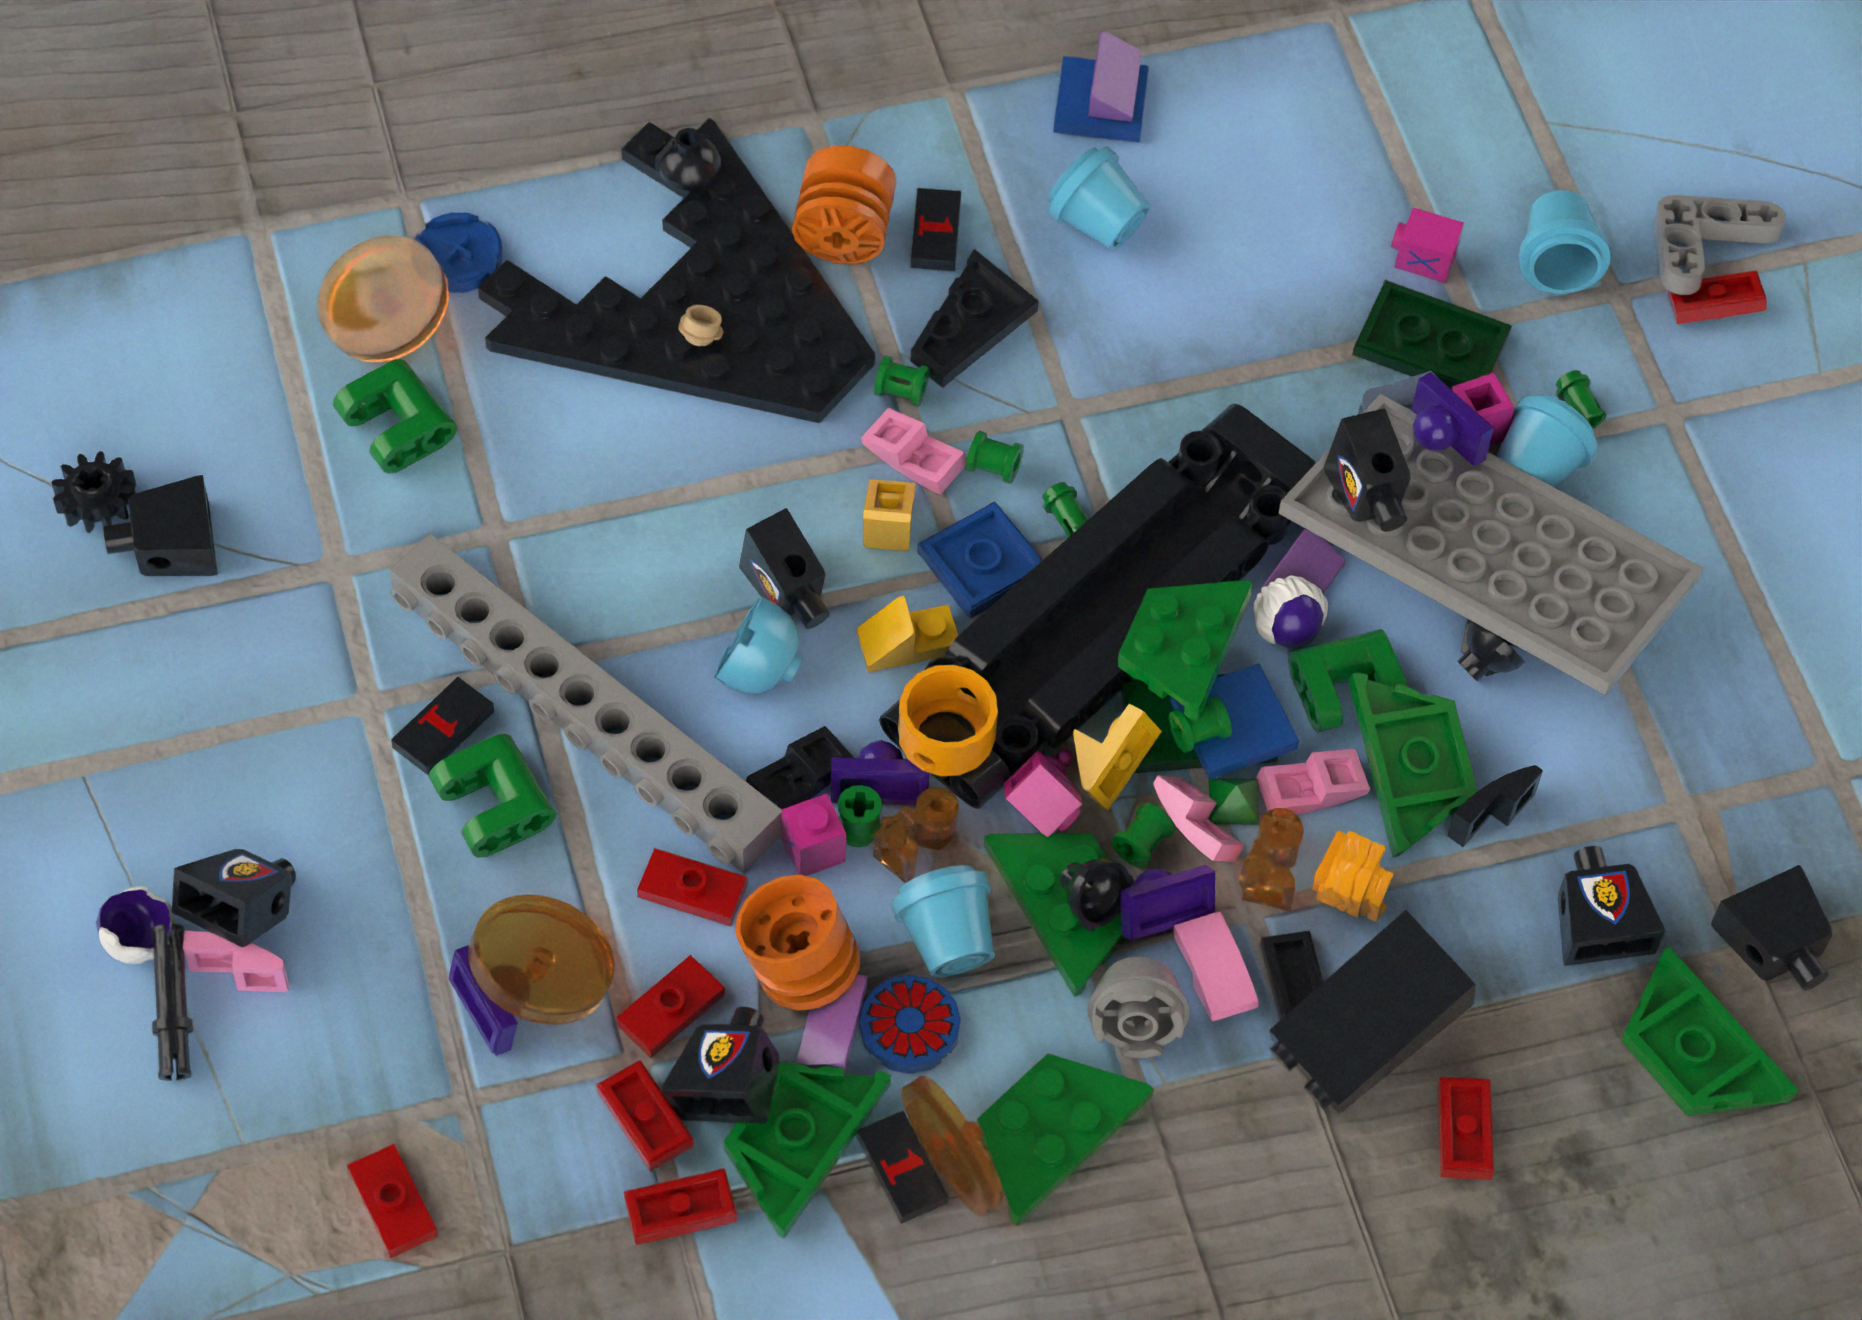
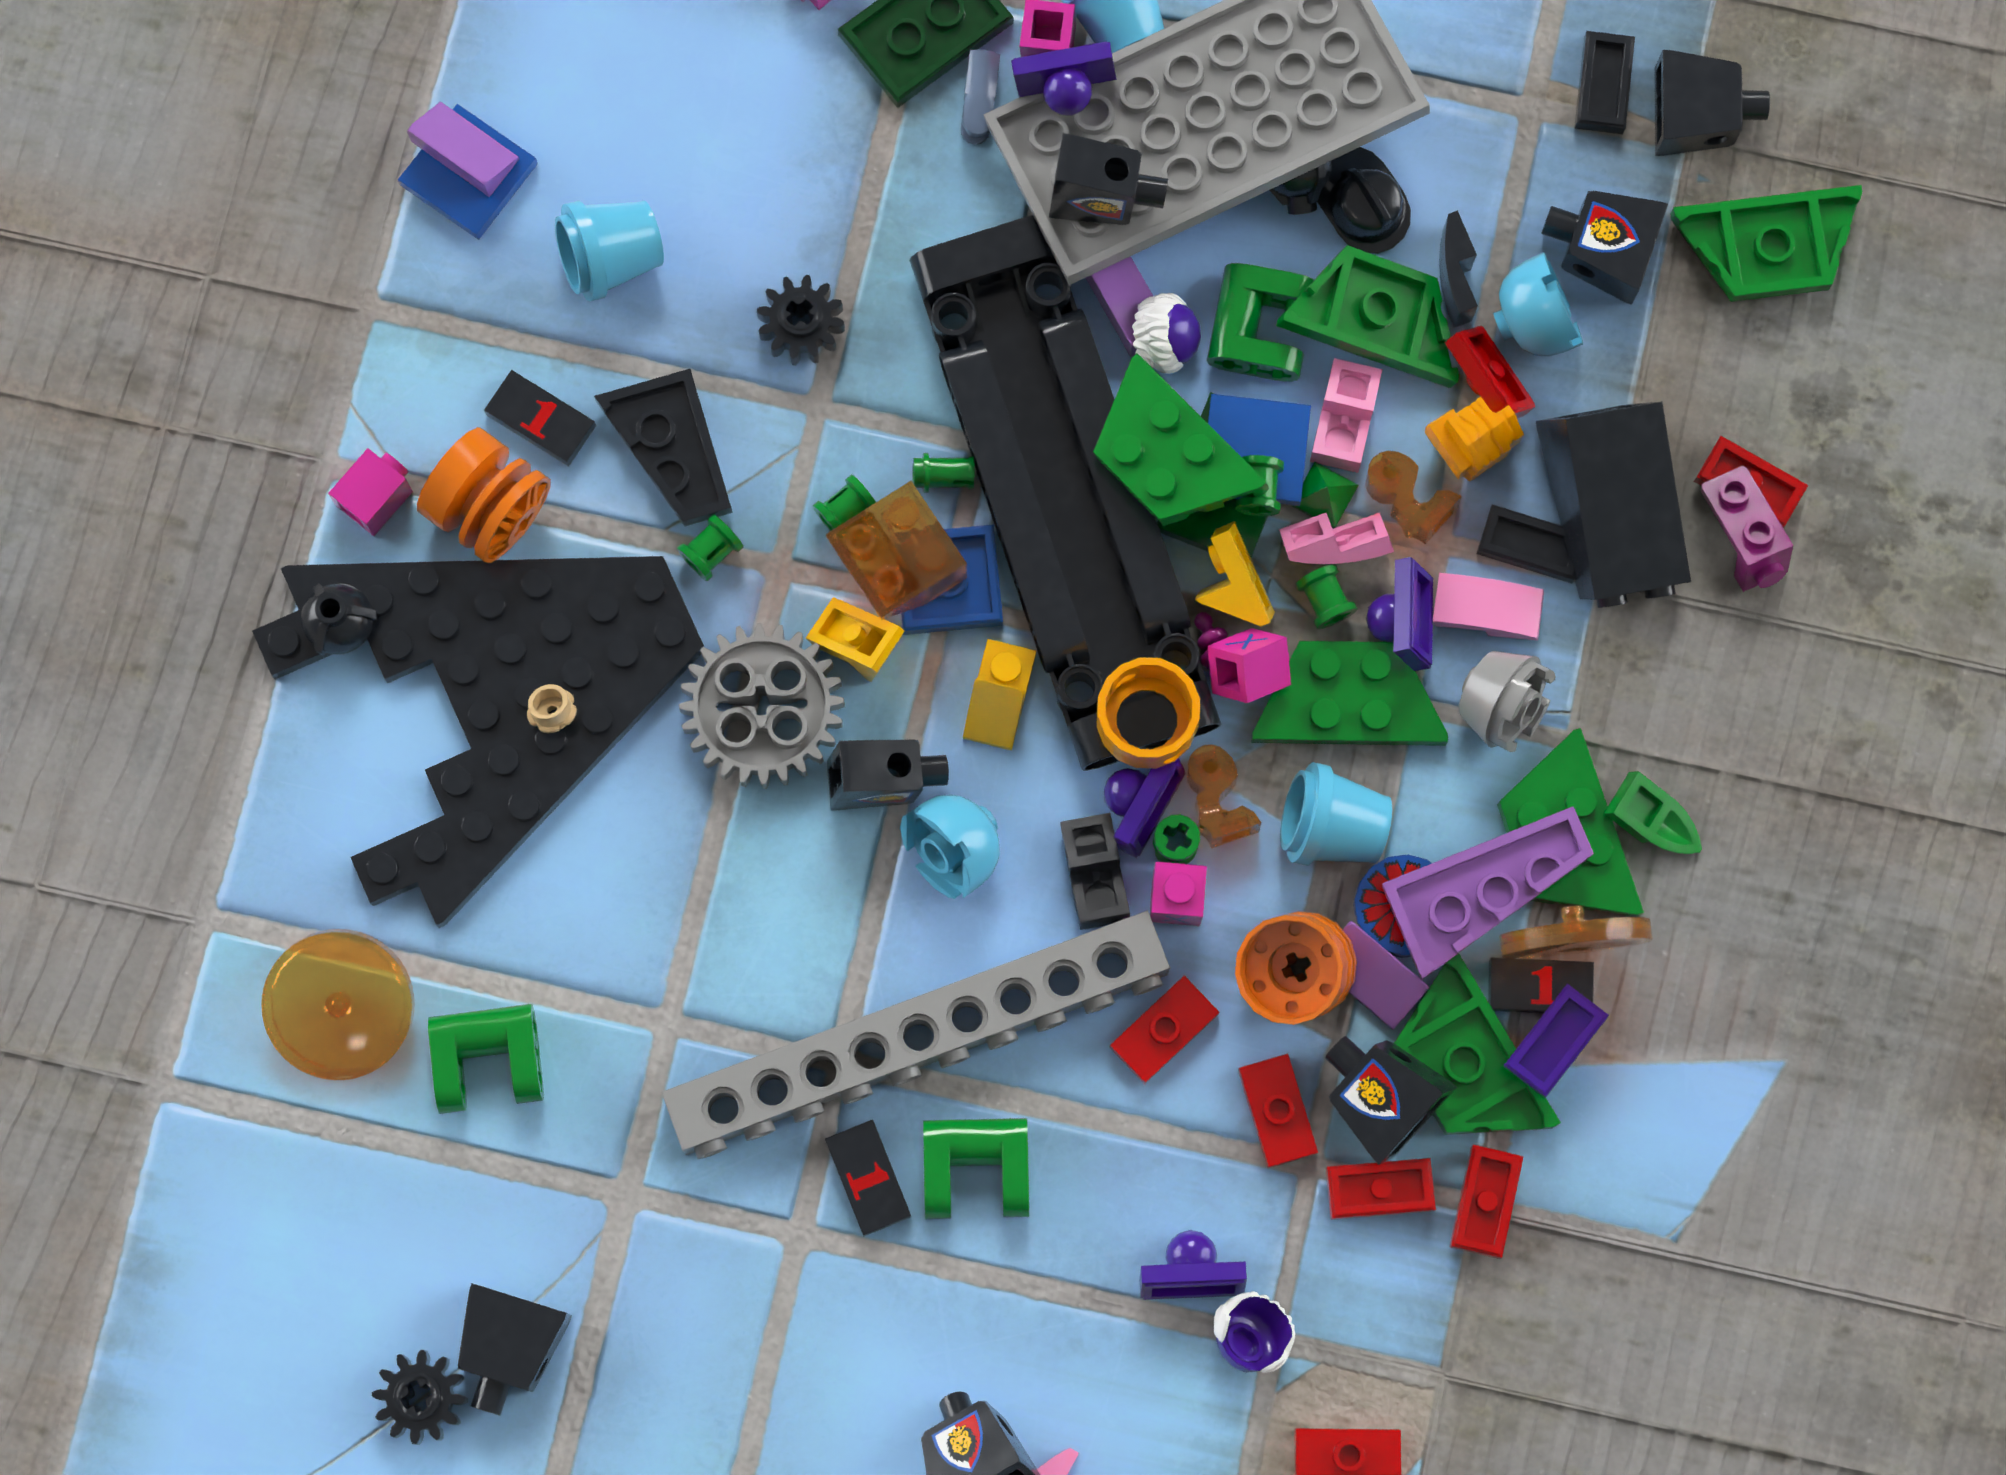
camera: 60 degrees left, 20 degrees up
(460, 1066) = (1253, 1333): none -> dark purple hair
(464, 248) = (306, 896): blue tile -> none
(541, 959) = (1183, 1207): clear orange piece -> none
(799, 138) = (372, 490): none -> dark pink brick
(828, 454) = (762, 750): none -> light grey gear
(853, 1186) = (1556, 1040): none -> dark purple tile
(910, 451) = (792, 579): bright pink slope -> none
(974, 496) = (898, 553): none -> clear orange slope
(978, 1072) = (1473, 891): none -> medium lavender wing
(1095, 890) = (1376, 674): black piece -> none
(1110, 1186) = (1653, 816): none -> green plate
(1128, 357) = (801, 337): none -> black gear
(1417, 1138) = (1751, 527): none -> magenta bracket
(1422, 870) = (1489, 371): none -> red plate
(1504, 877) = (1536, 309): none -> medium azure cylinder
(1509, 715) = (1365, 202): none -> black piece
(1744, 850) = (1604, 82): none -> black tile

